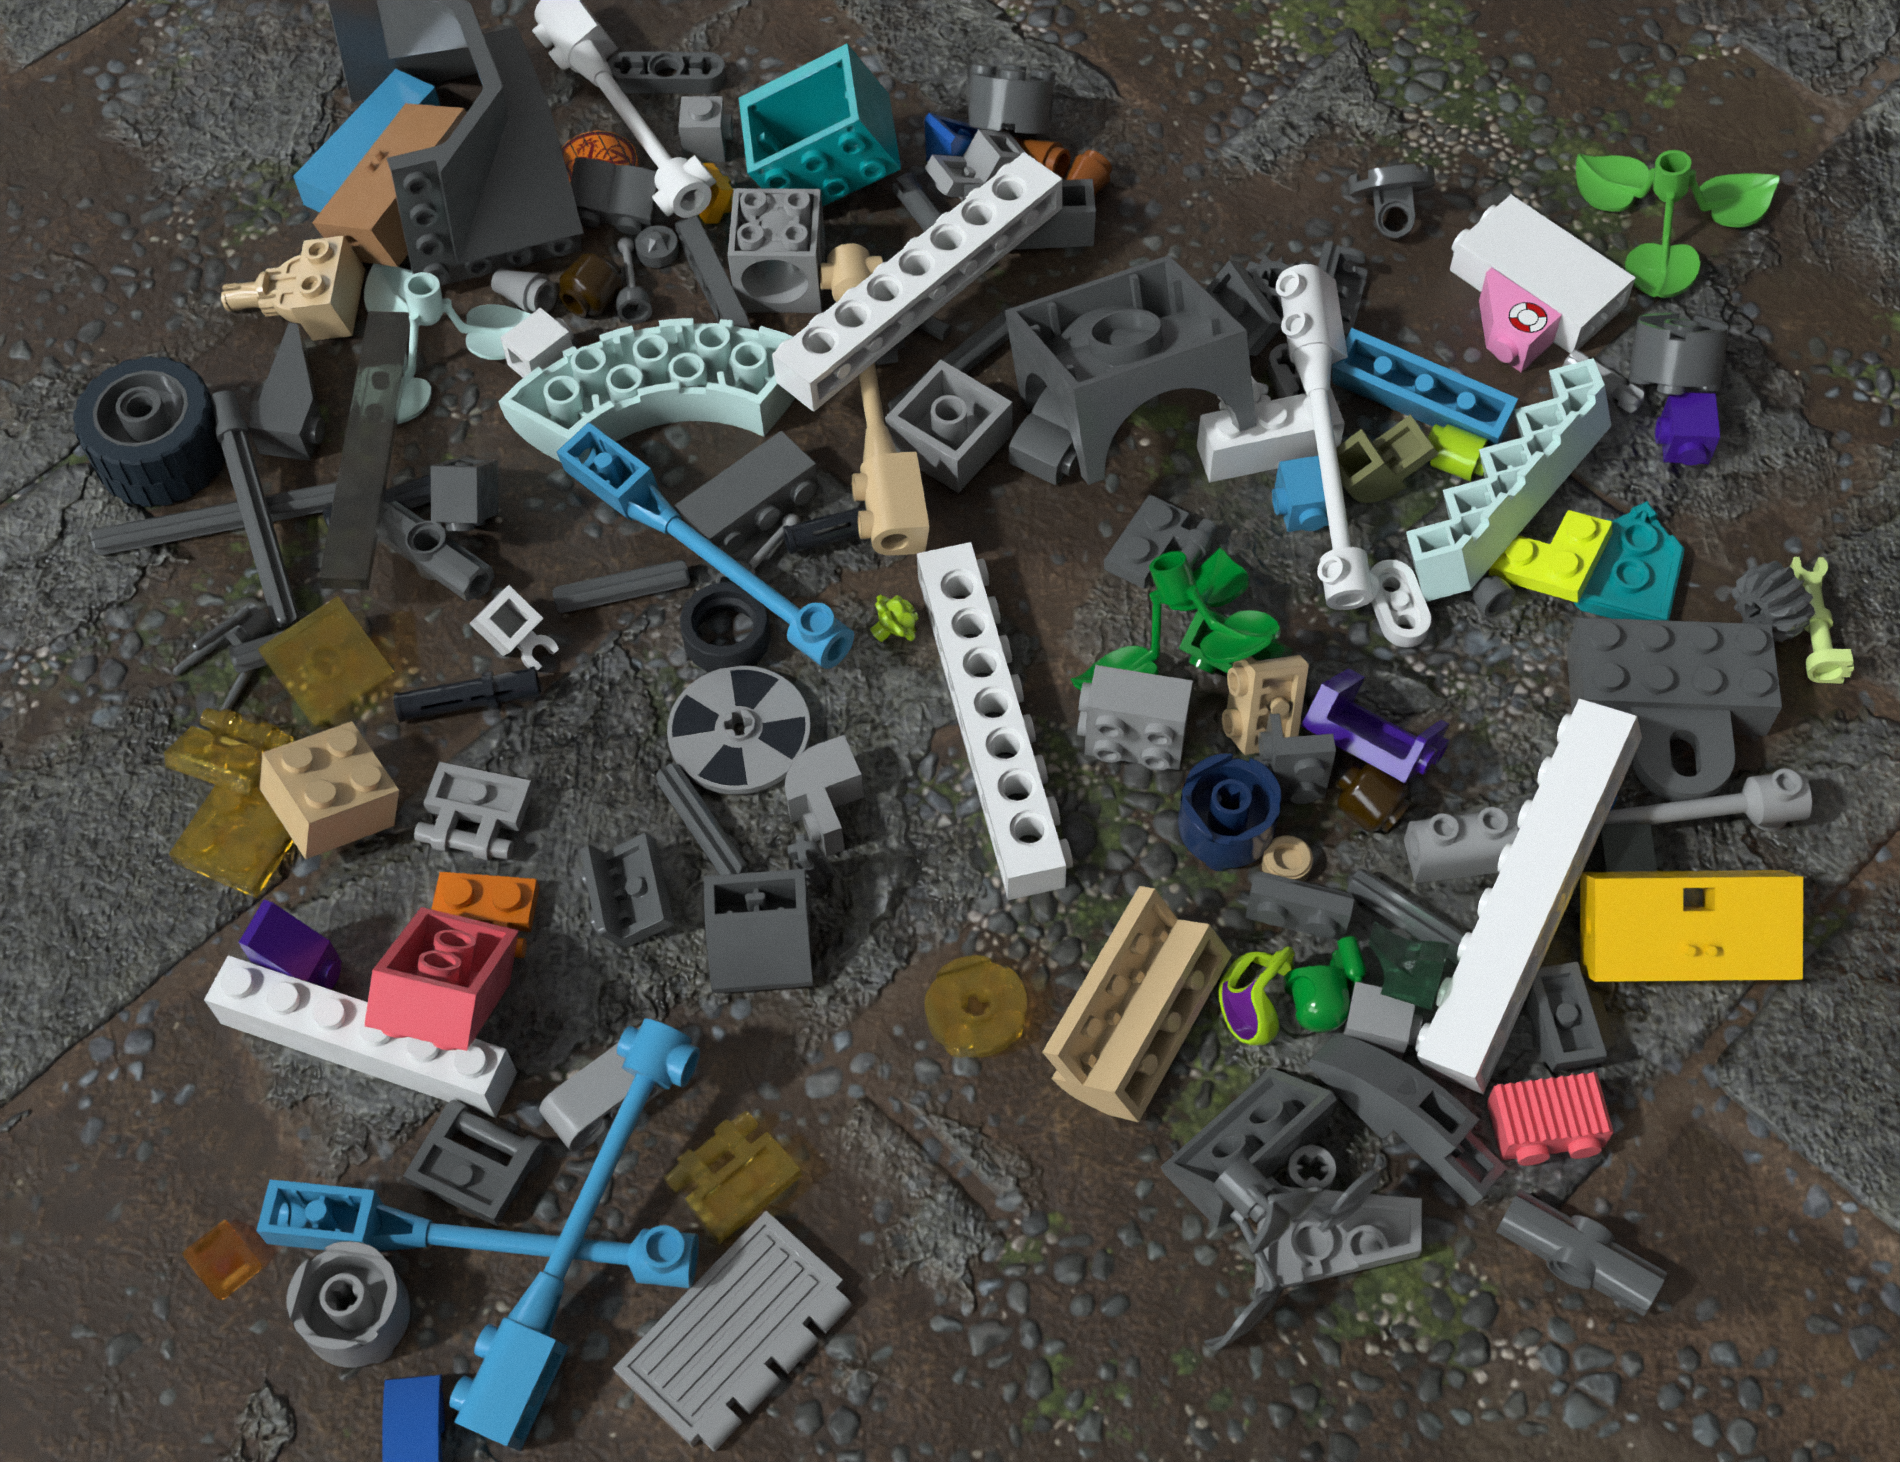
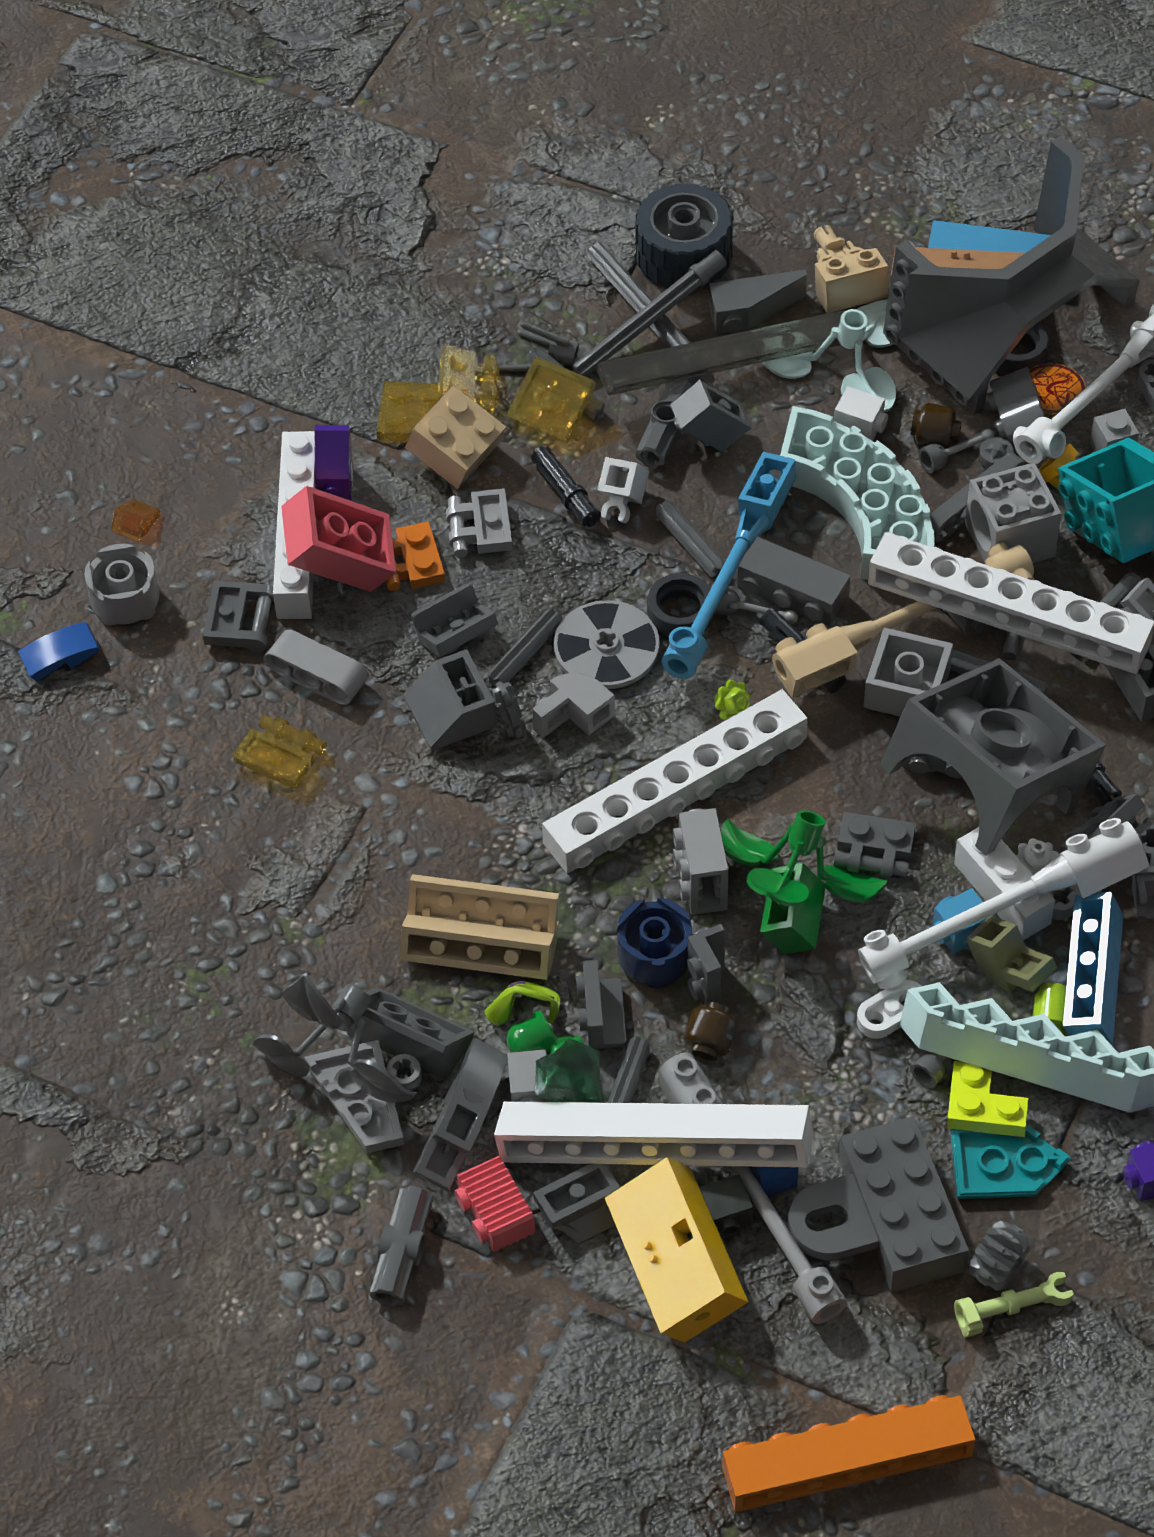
camera: 70 degrees right, 5 degrees down
(326, 1214) = (174, 577): dark azure bar -> none
(520, 1353) = (120, 681): dark azure bar -> none
(525, 289) = (912, 391): light grey cone -> none
(731, 1329) = (182, 787): light grey hinge -> none
(969, 1034) = (450, 862): clear yellow plate -> none
(1262, 690) = (750, 935): tan bracket -> none
(1288, 858) = (640, 998): tan tile -> none
(1370, 735) = (757, 1007): dark purple panel -> none

